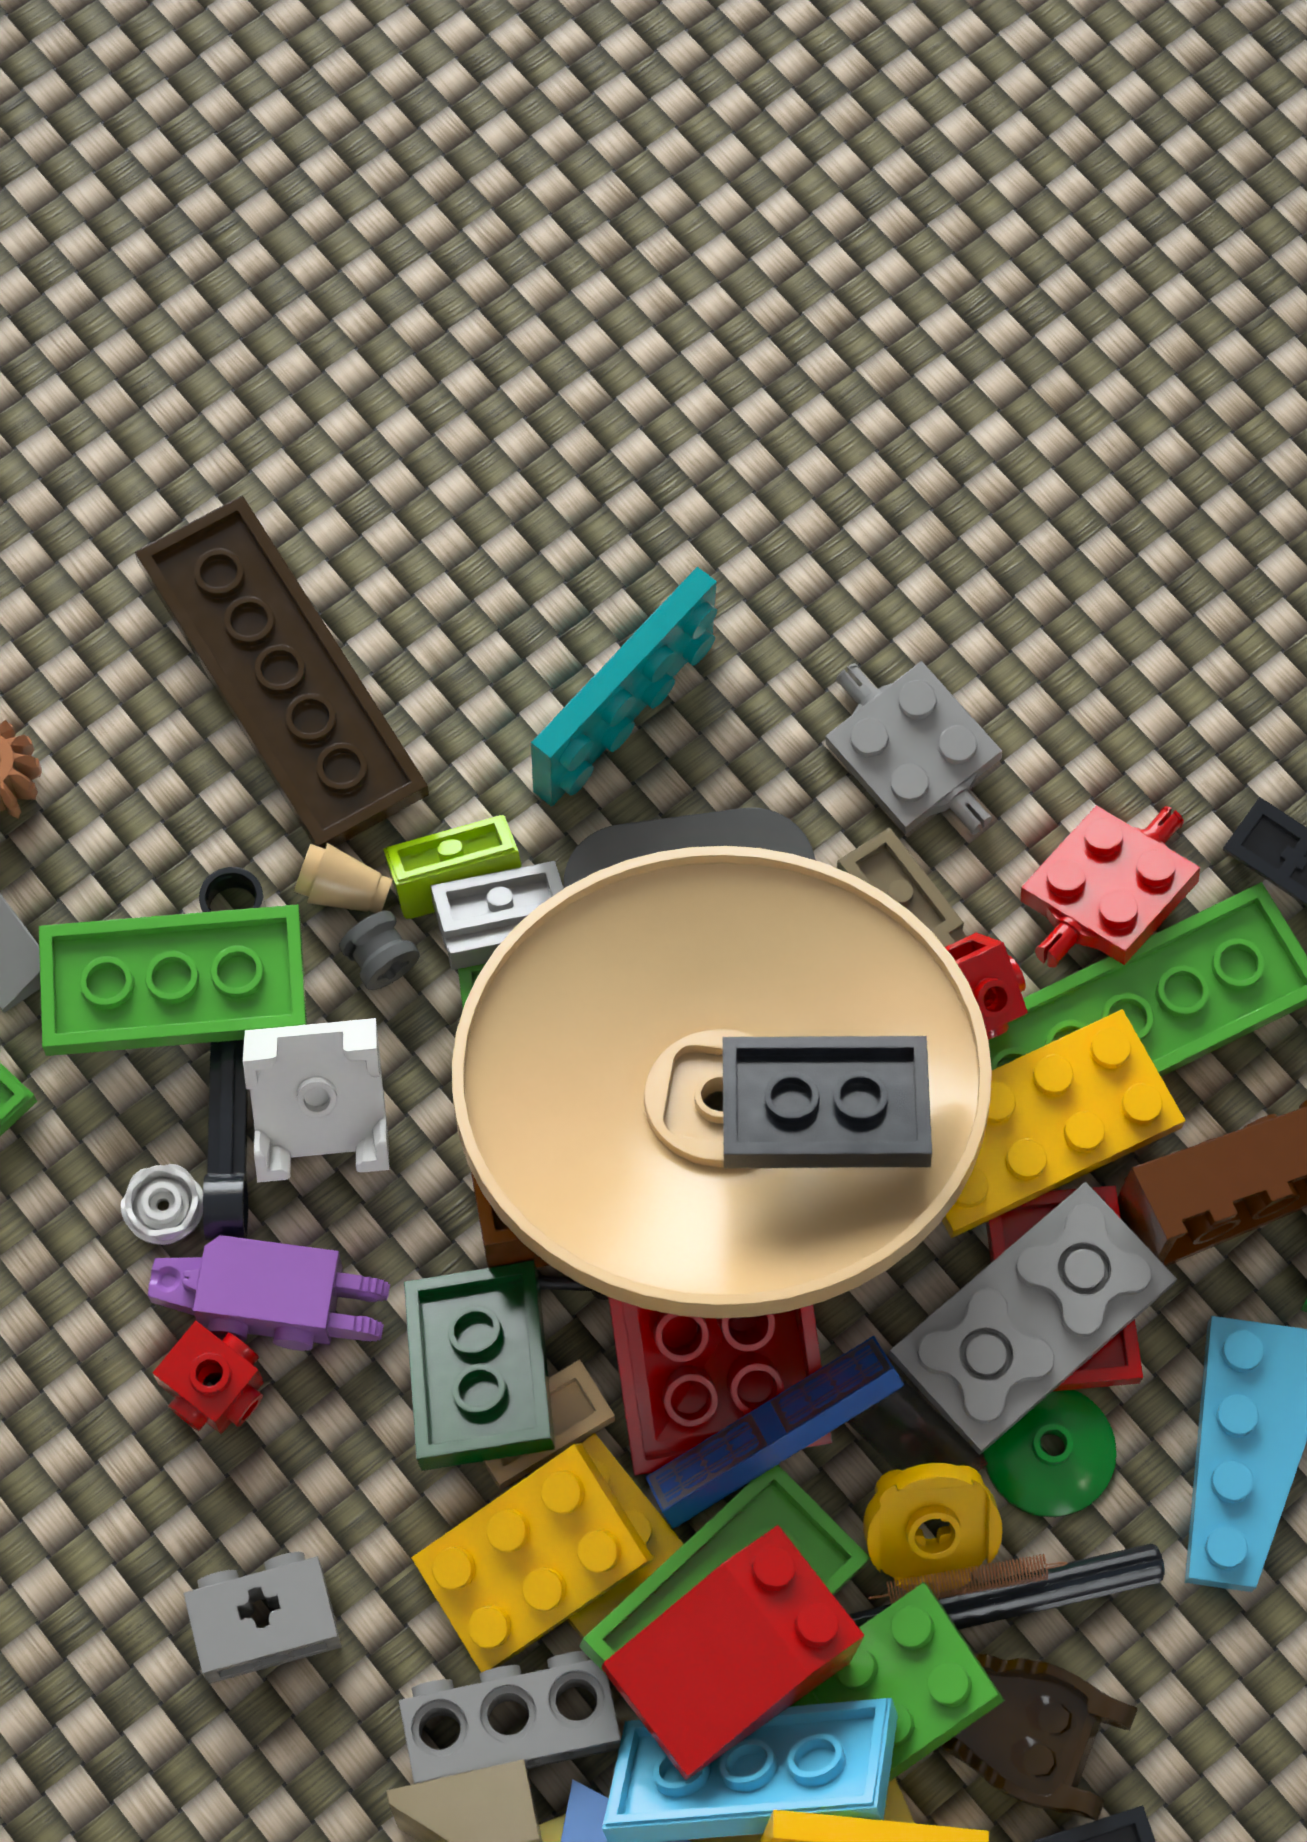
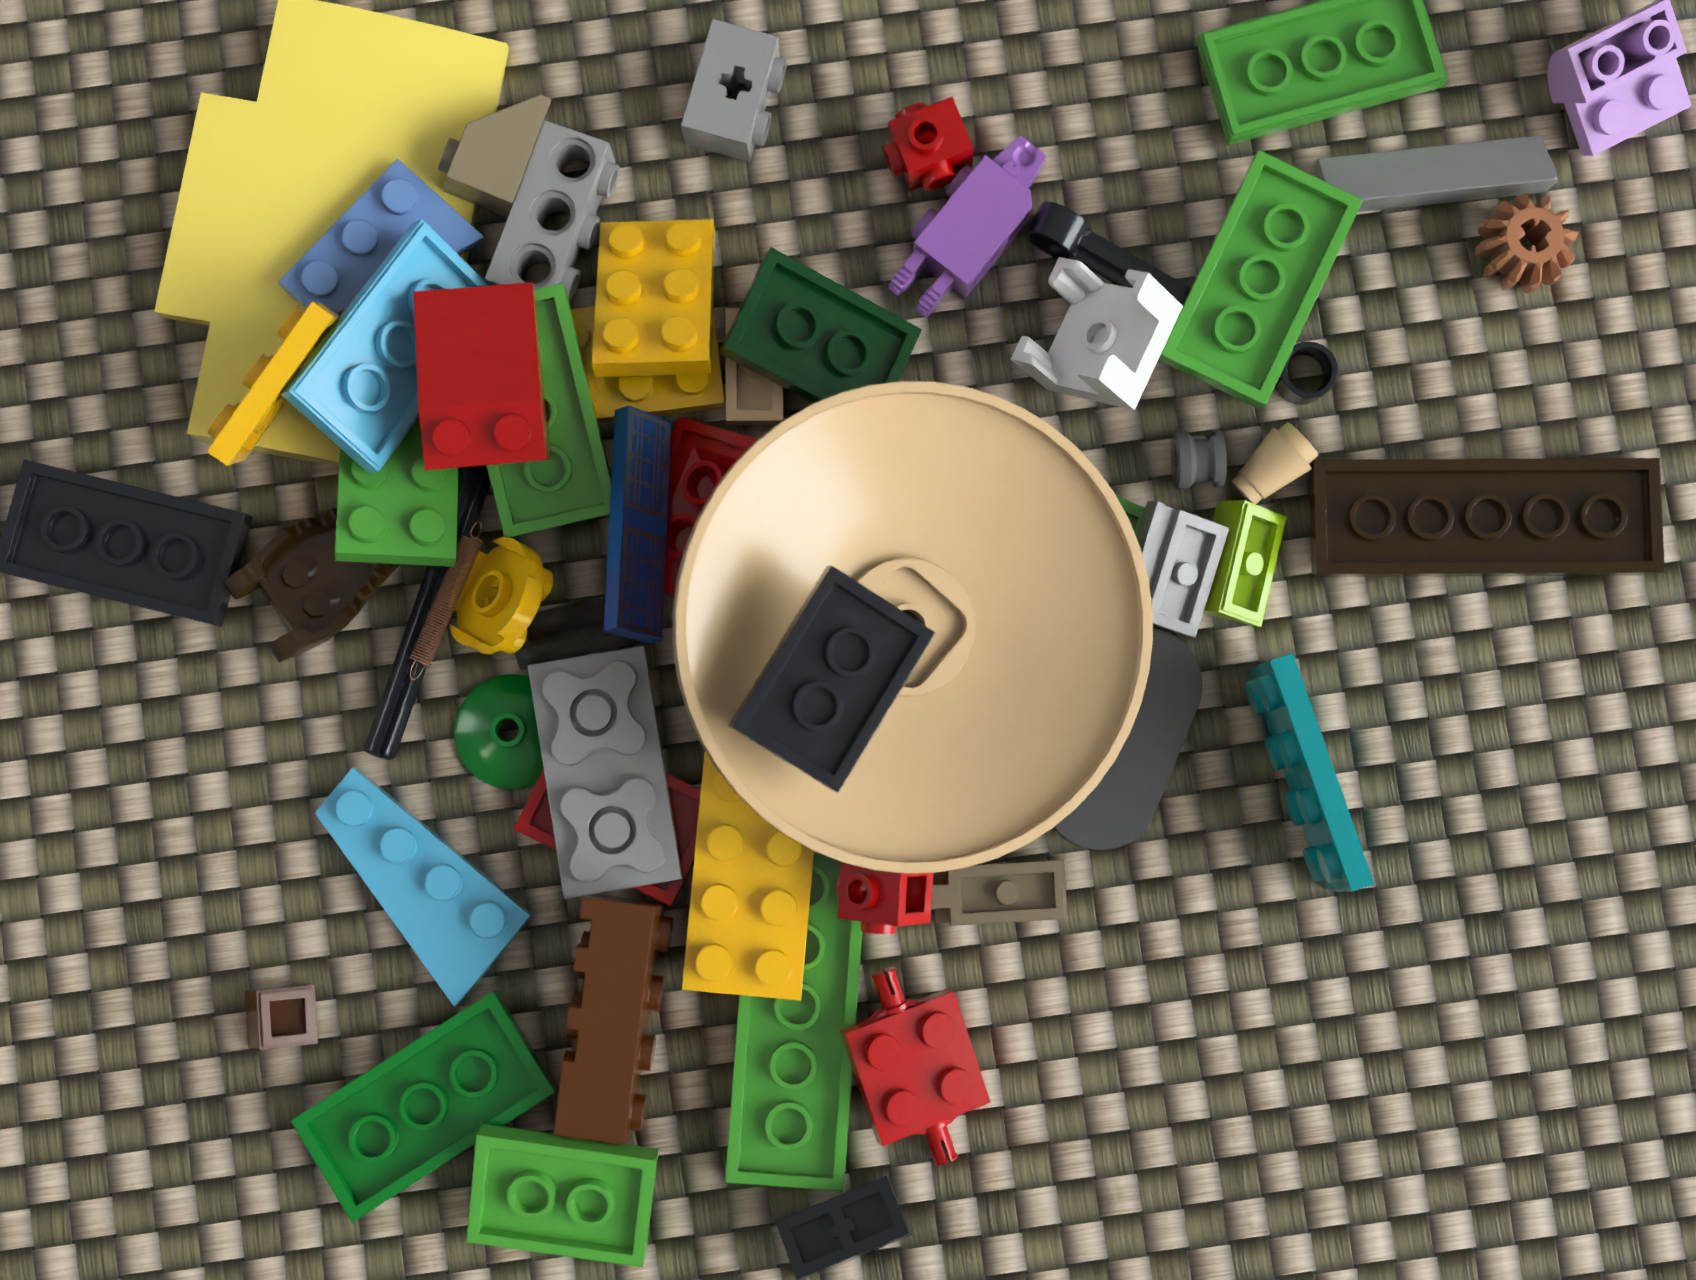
camera: 125 degrees right, 15 degrees up
(160, 1184) = (1092, 172): white plate -> none
(914, 748) = (1128, 986): light grey plate -> none

